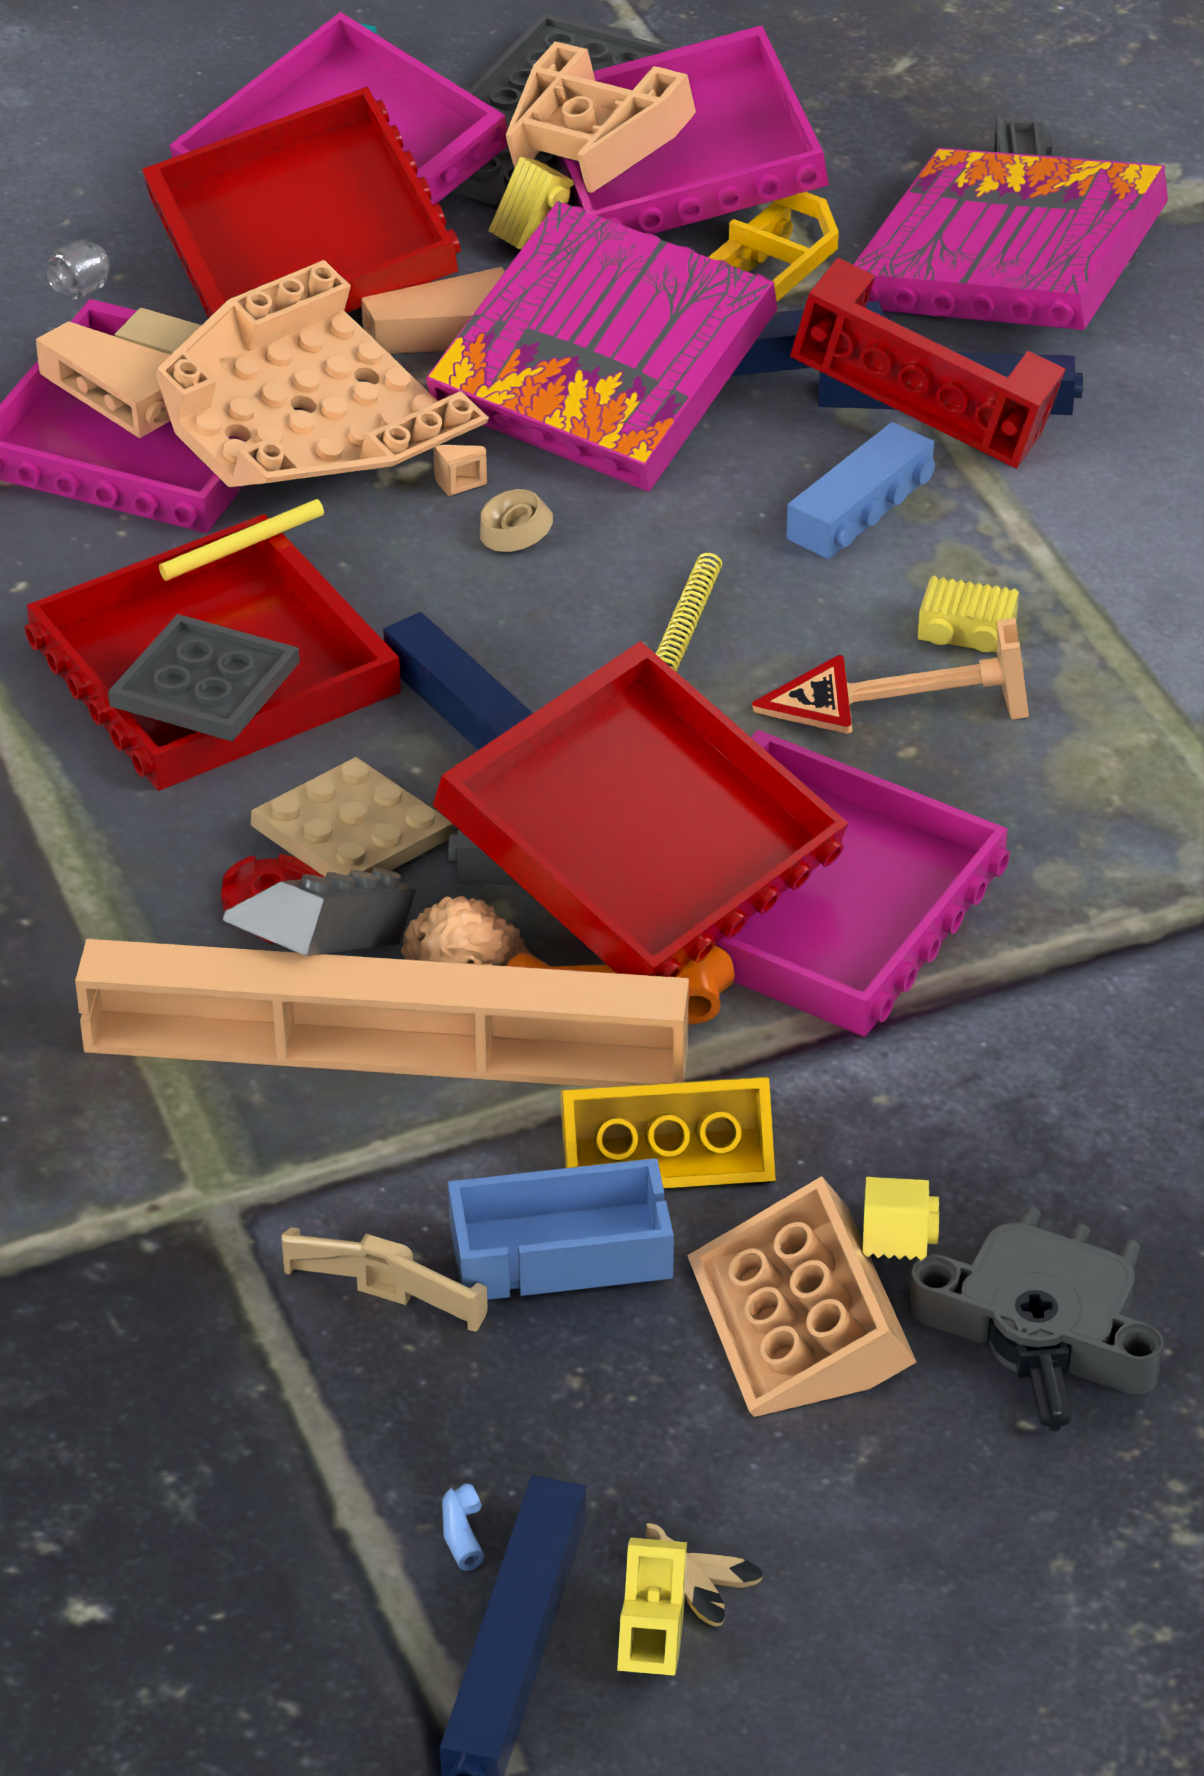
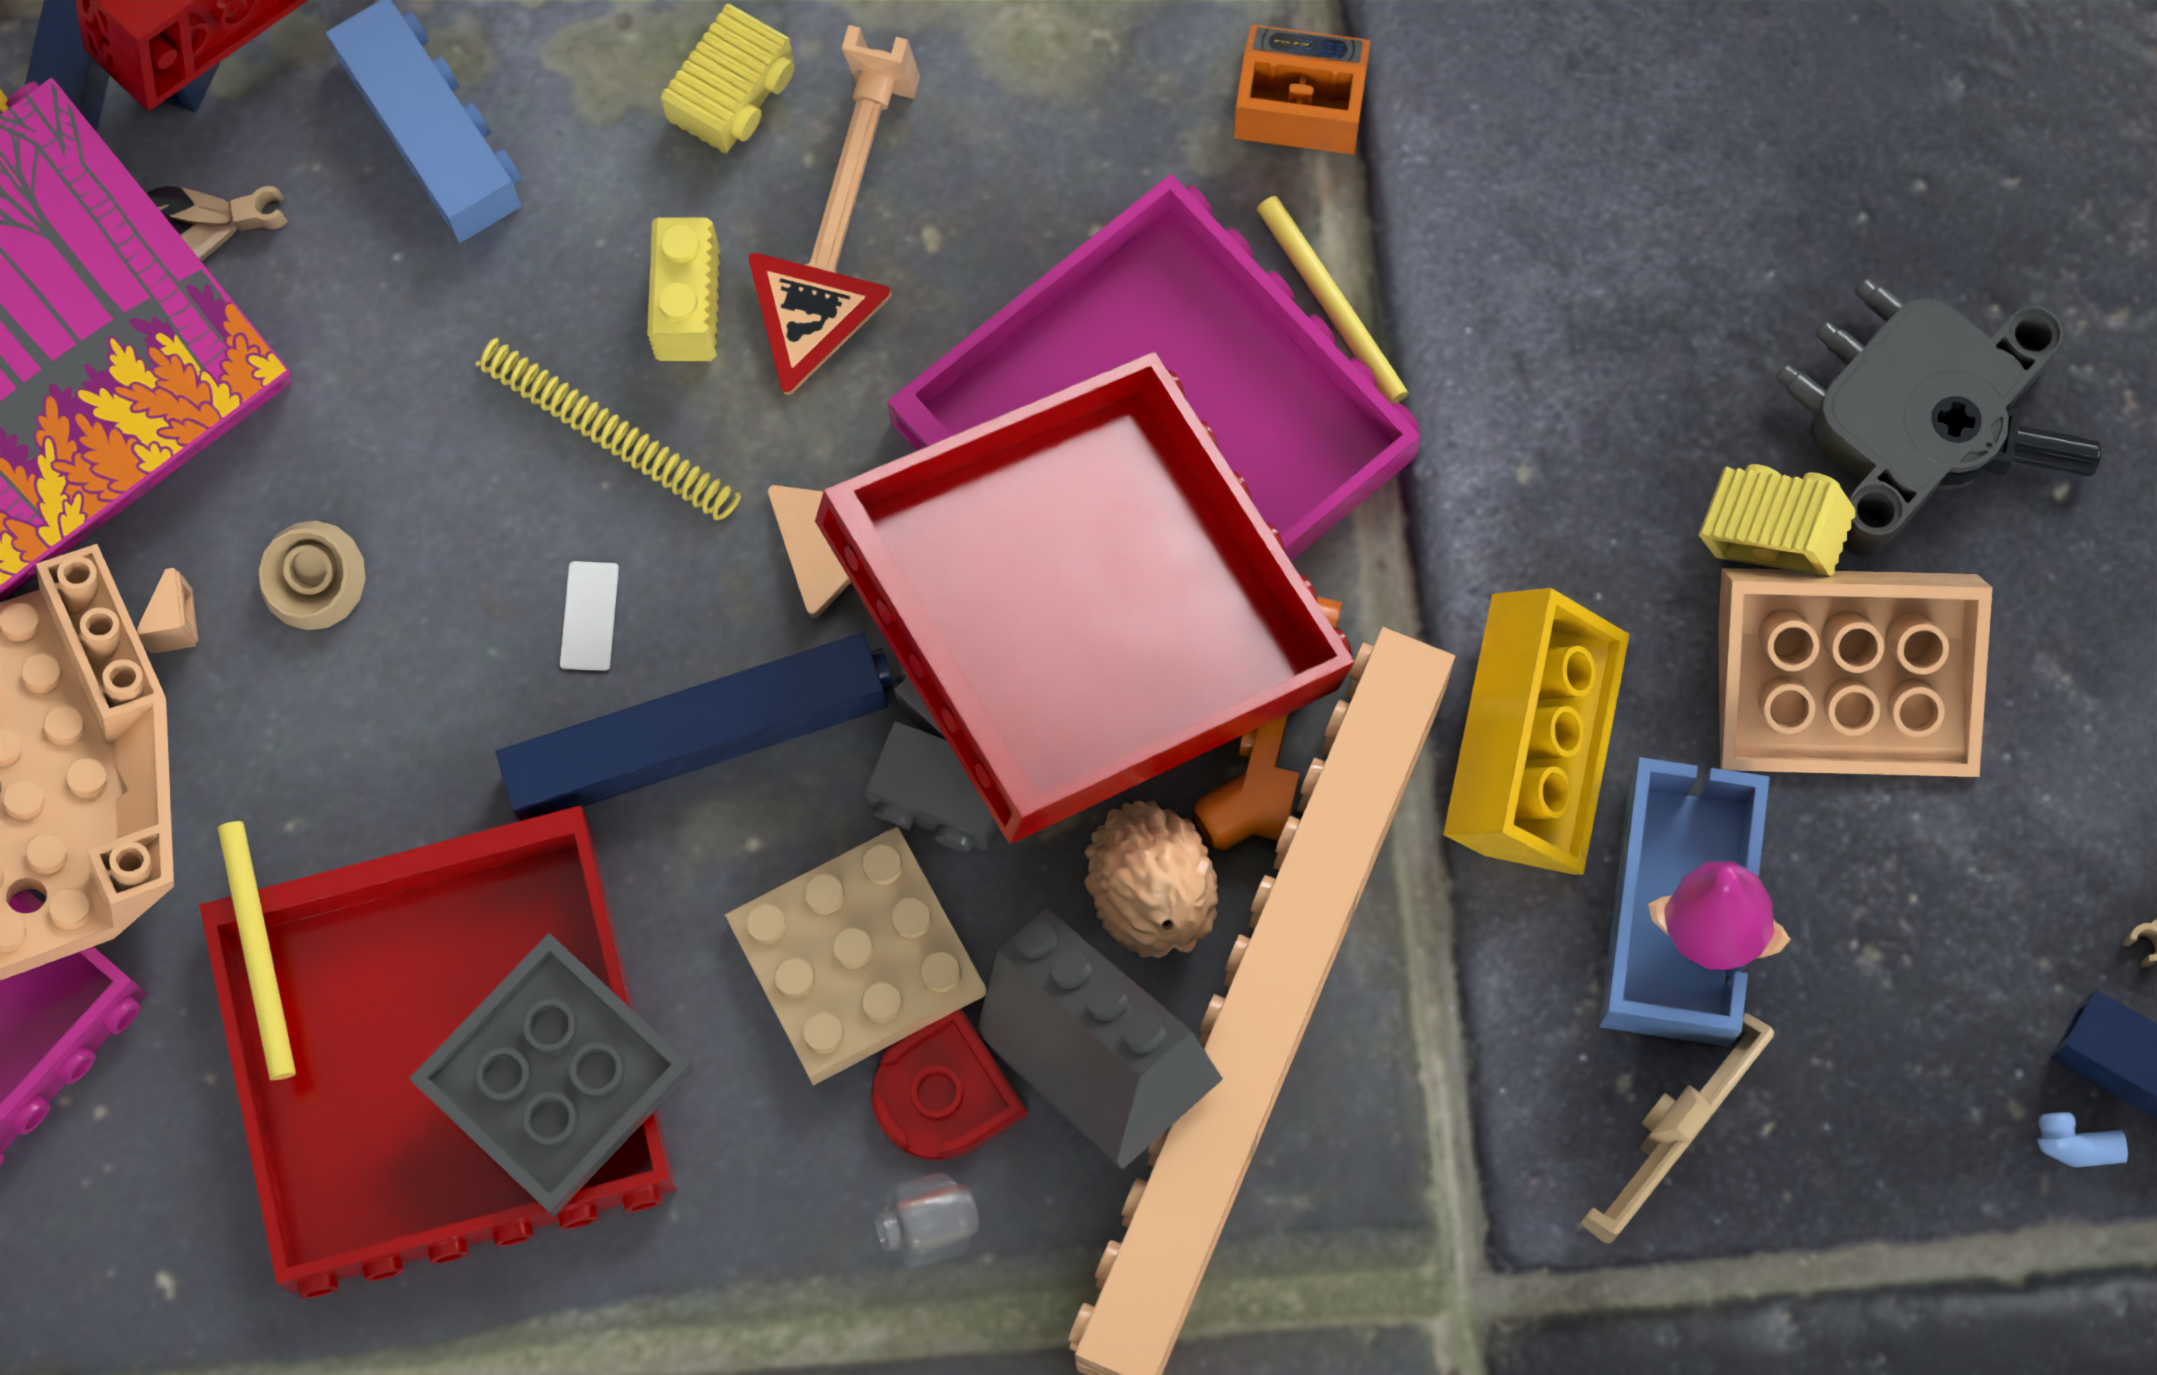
camera: 70 degrees left, 30 degrees up
(173, 895) = (927, 1220): none -> clear head
(546, 657) = (589, 616): none -> white sticker
(546, 1213) = (1720, 917): none -> dark pink hat
(745, 429) = (215, 218): none -> tan piece
(797, 629) = (683, 289): none -> light yellow brick
(964, 959) = (1331, 298): none -> light yellow bar
(1121, 890) = (1301, 89): none -> orange slope

